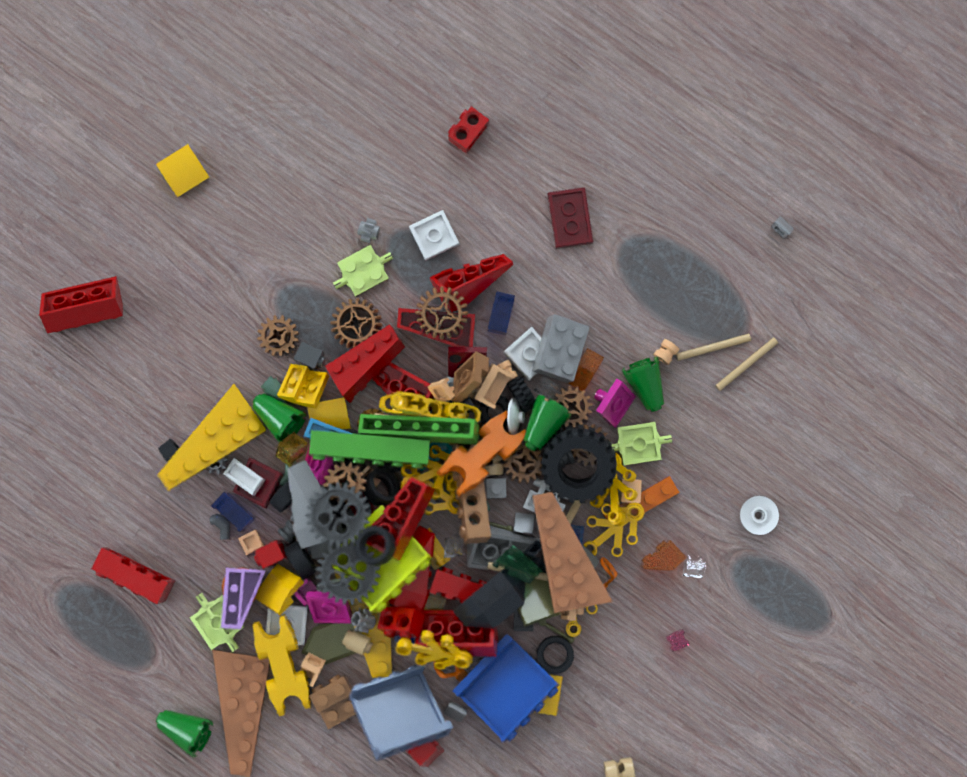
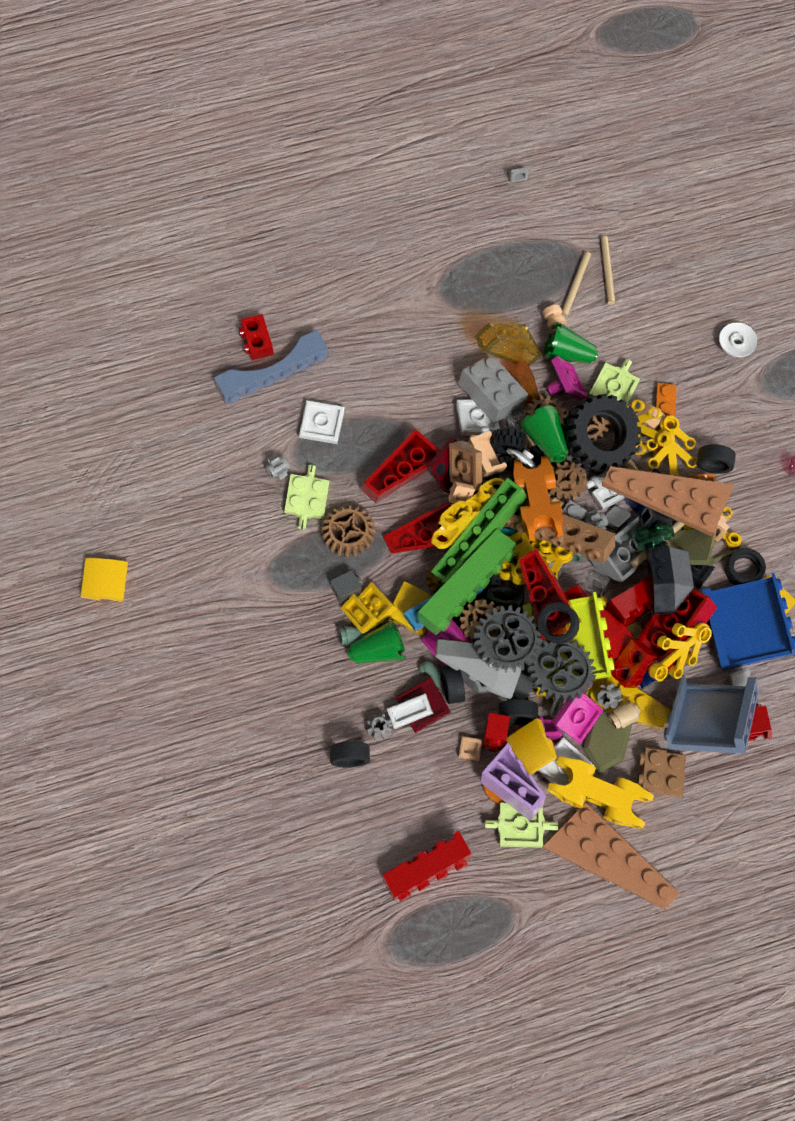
camera: 50 degrees left, 15 degrees down
(81, 305) = (151, 744): red slope -> none
(185, 730) = (598, 919): green cone -> none
(218, 435) = (358, 702): yellow wing -> none
(223, 524) = (437, 760): dark grey arm -> none
(233, 511) = (434, 741): clear blue panel -> none
(268, 341) = (316, 601): medium nougat gear -> none
(287, 532) = (485, 706): dark grey wheel -> none
(291, 449) = (416, 655): clear yellow brick -> none
(313, 666) = (620, 768): light nougat panel -> none
(364, 362) = (386, 544): red wedge -> none
(425, 307) = (389, 433): medium nougat gear -> none
(460, 674) = (710, 655): orange piece -> none
(471, 279) = (382, 424): red wedge -> none
(487, 177) = (236, 383): none -> sand blue arch
(501, 313) = (427, 416): clear blue panel -> none
(505, 510) = (596, 519): none -> light grey gear
(570, 218) = (389, 314): dark red tile -> none
(609, 333) = (508, 342): none -> clear yellow wedge
(631, 569) = (716, 459): none -> black tyre
(665, 558) = (723, 428): clear orange slope -> none
(694, 568) = (747, 415): clear tile -> none

